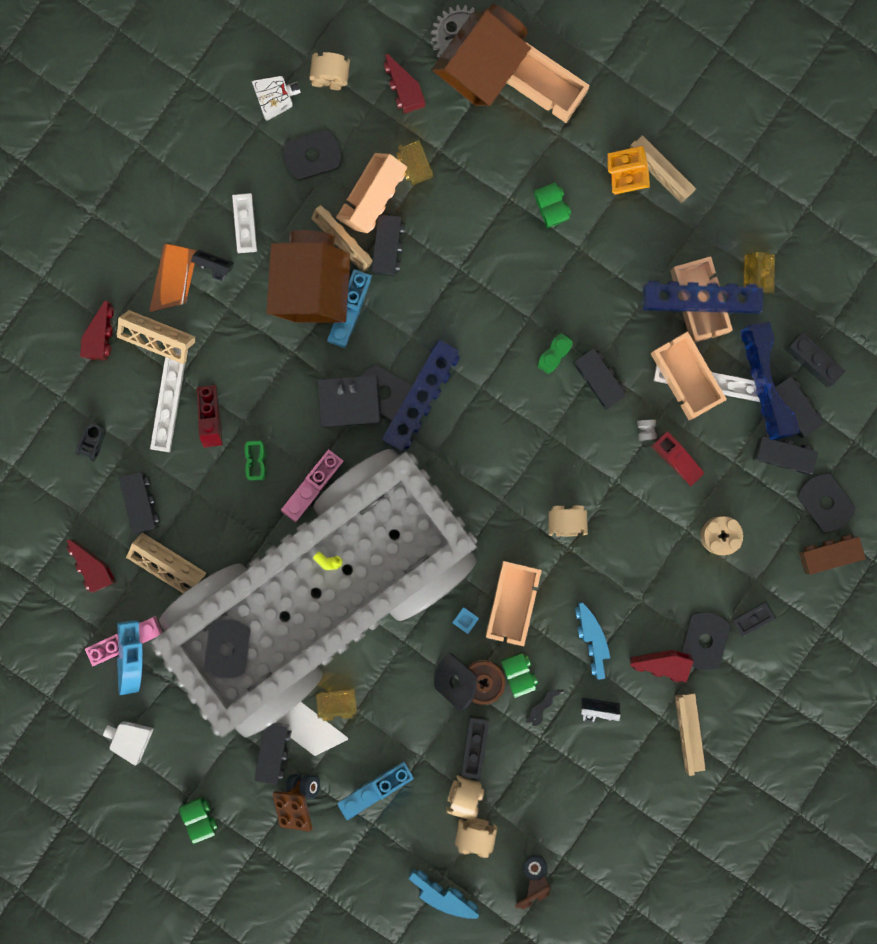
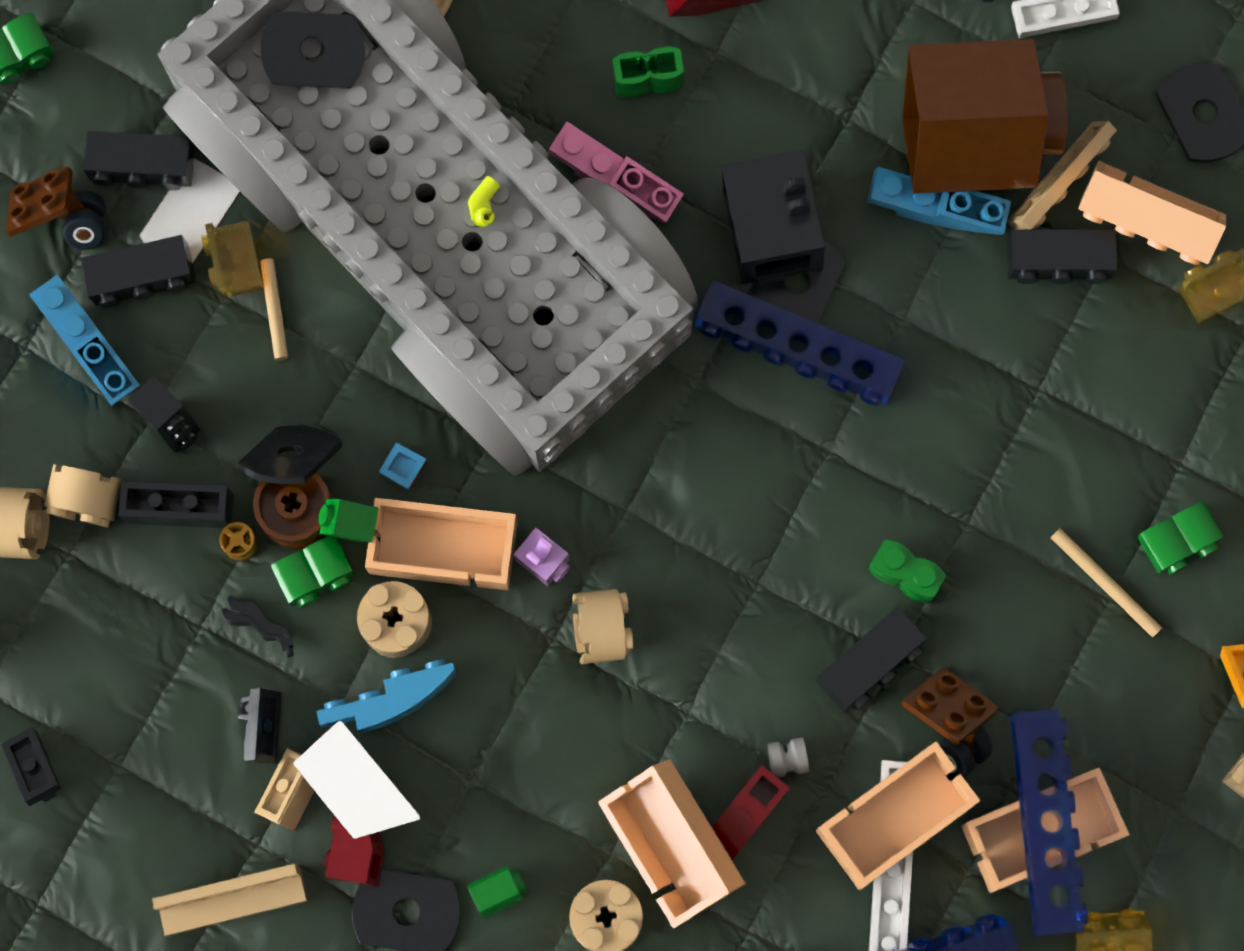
camera: 85 degrees right, 10 degrees down
(338, 757) = (138, 271): none -> black brick
(367, 683) = (274, 309): none -> tan bar
(427, 749) = (165, 415): none -> black brick
(498, 653) = (348, 520): none -> green brick
(499, 716) = (233, 536): none -> pearl gold wheel
(525, 548) = (542, 558): none -> lavender brick
(556, 642) = (383, 602): none -> tan brick
(570, 248) = (1106, 582): none -> tan bar
(609, 836) = (31, 767): none -> black hinge
(634, 697) = (286, 794): none -> tan slope
(635, 338) = (957, 714): none -> reddish brown plate
(639, 663) = (353, 784): none -> white sticker
(686, 496) = (671, 842): none -> light nougat piece
(704, 591) = (497, 891): none -> green brick

